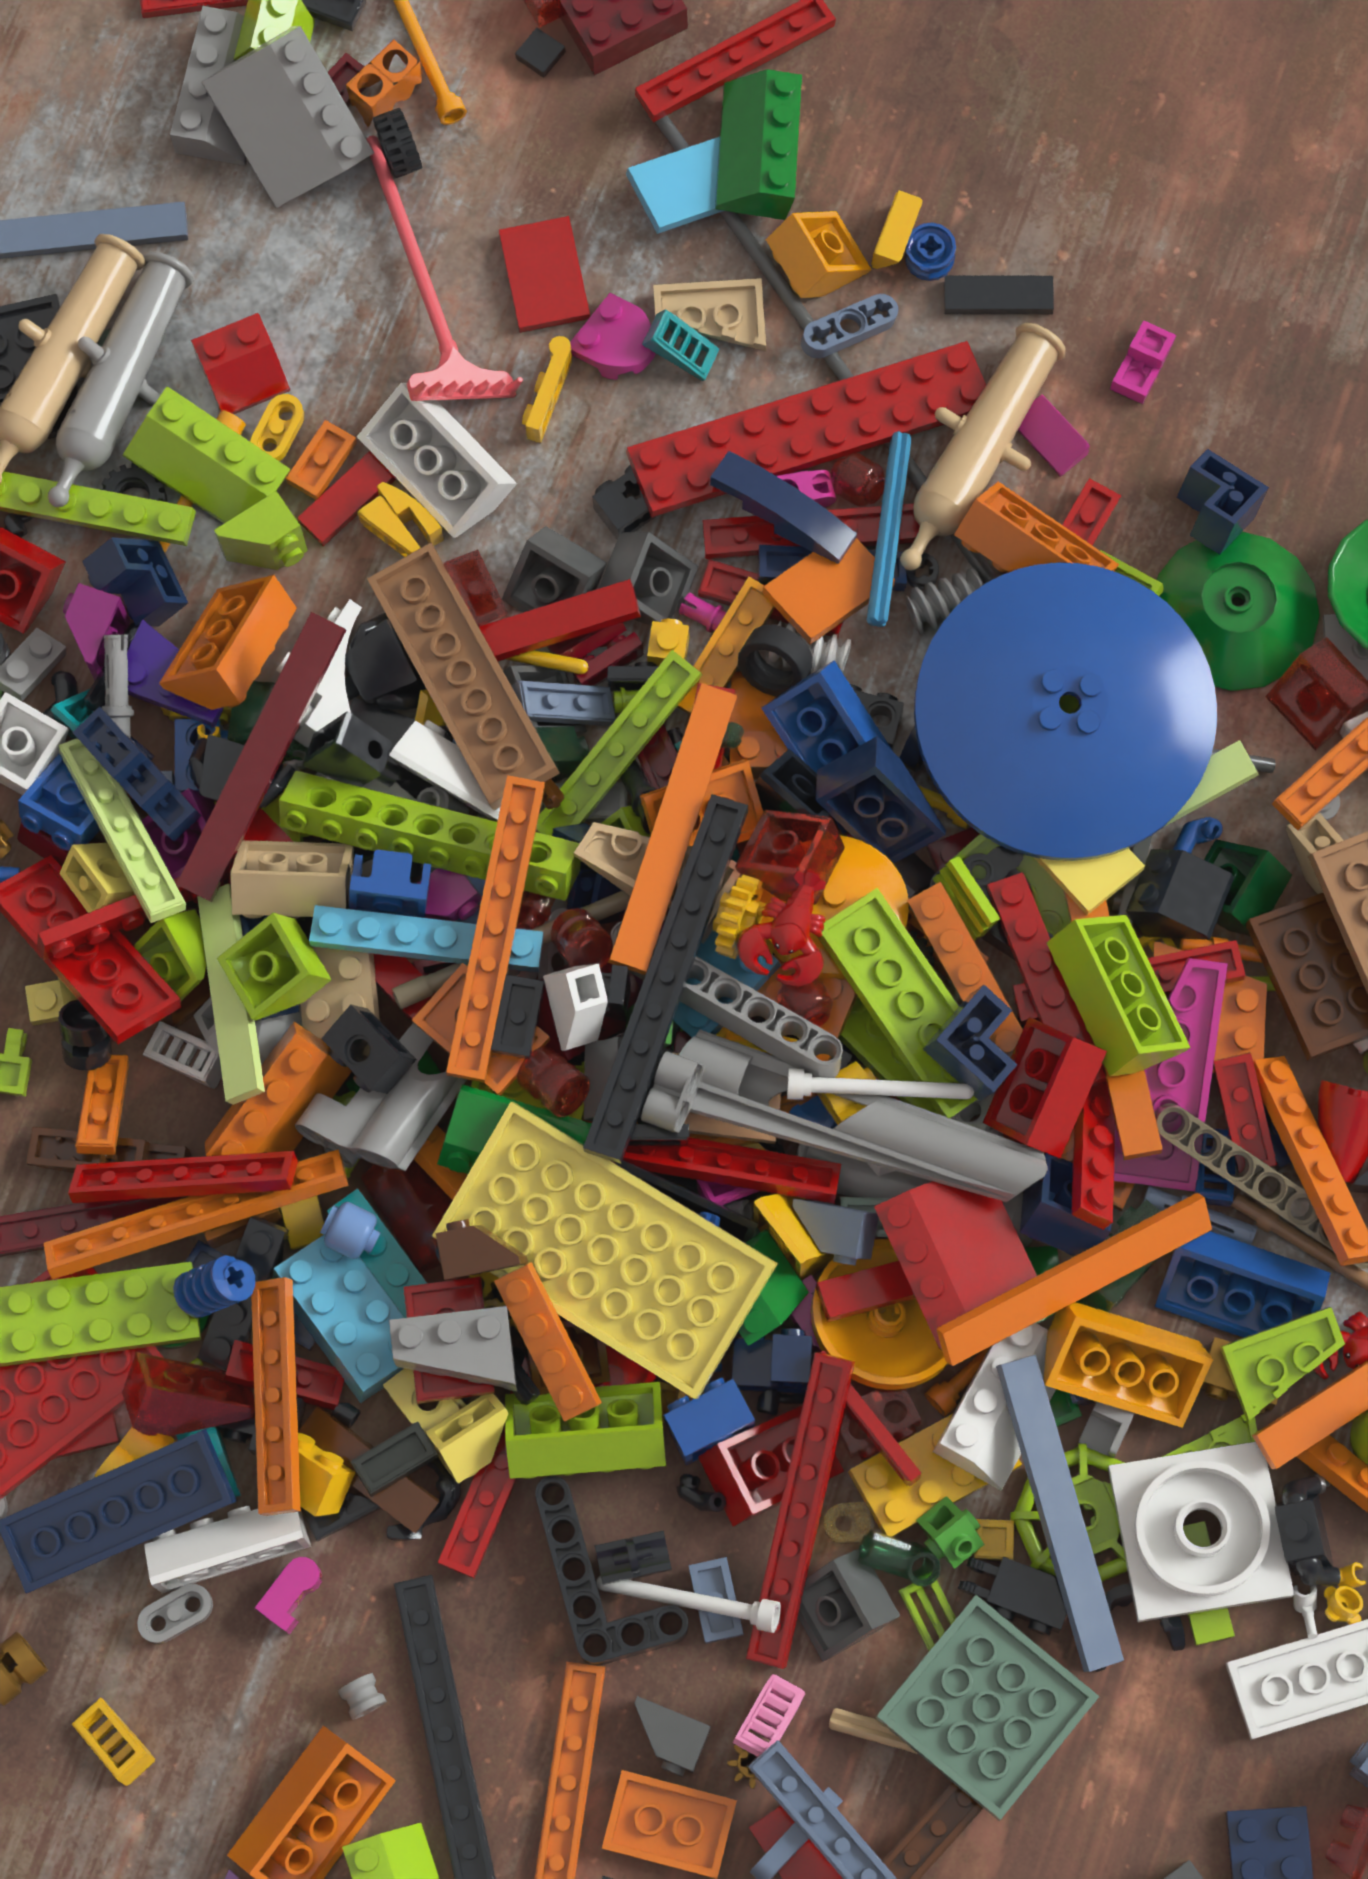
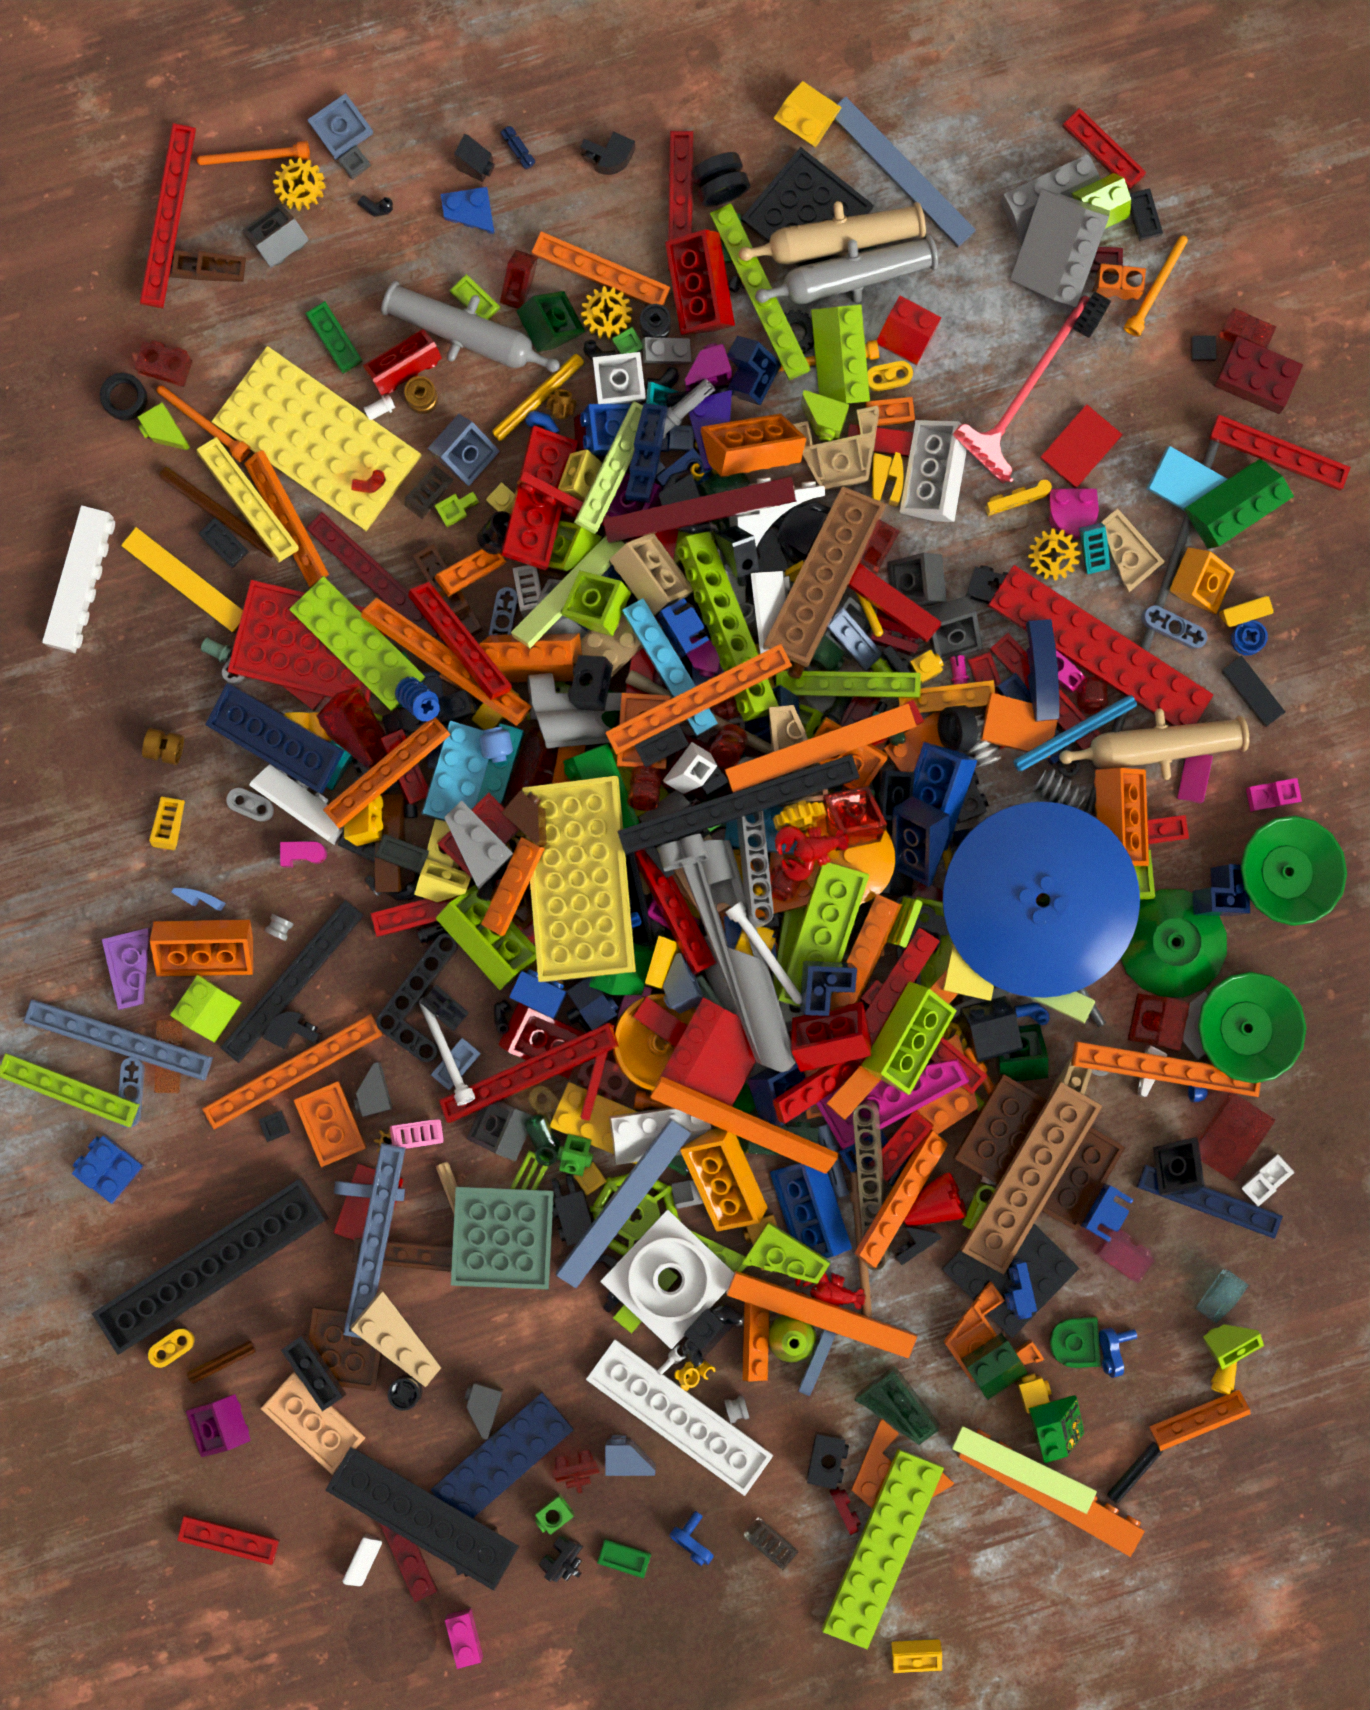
camera: 50 degrees right, 10 degrees up
(151, 727) = (681, 438): none -> sand blue plate
(175, 1103) = (512, 605): none -> sand blue beam
(233, 1779) = (193, 897): none -> medium blue slope
(336, 554) = (846, 459): none -> tan wing
(497, 1784) = (286, 1025): none -> black brick
(521, 1503) = (430, 932): none -> black pin
(636, 386) = (1054, 543): none -> yellow gear
(1260, 374) = (1314, 864): none -> green dish

